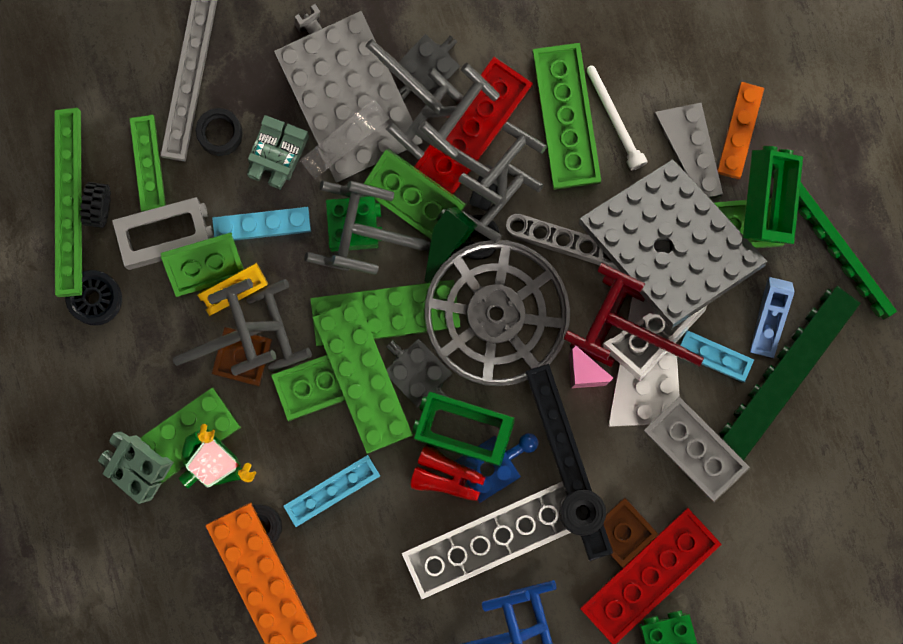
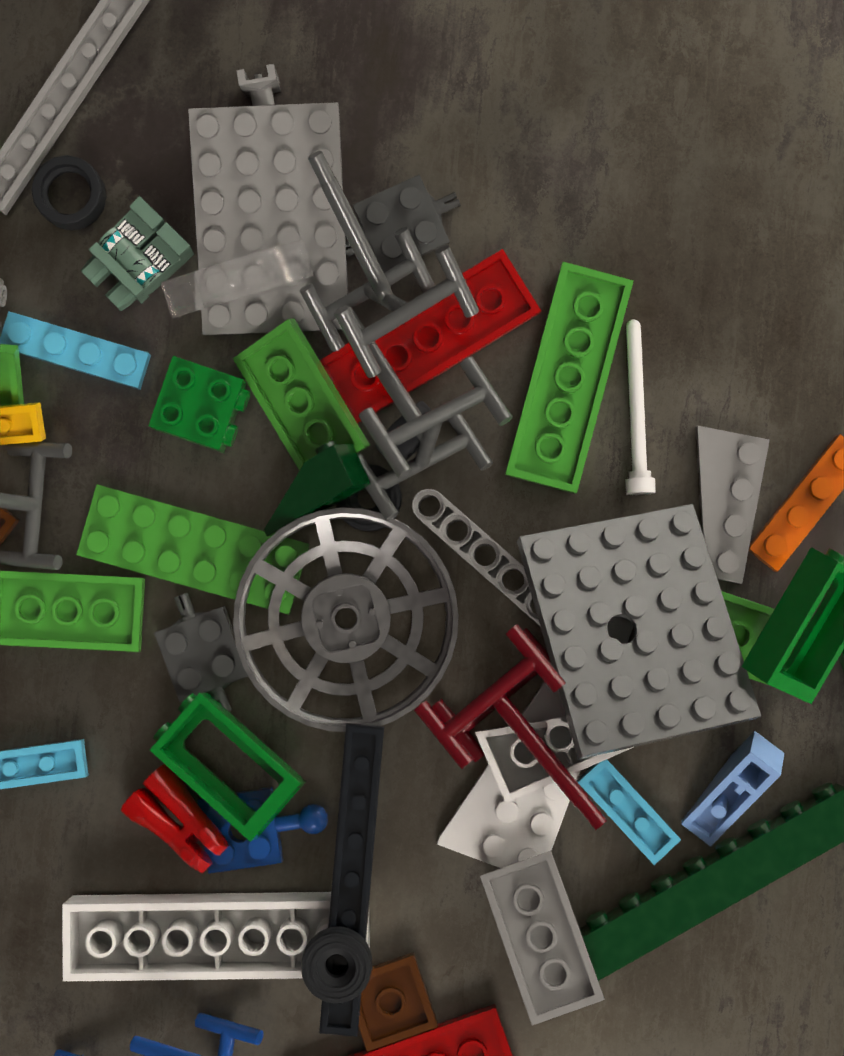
camera: 25 degrees right, 5 degrees up
(355, 191) = (152, 456): dark grey piece -> none
(362, 376) = (118, 628): bright green plate -> none
(585, 371) = (434, 763): bright pink slope -> none

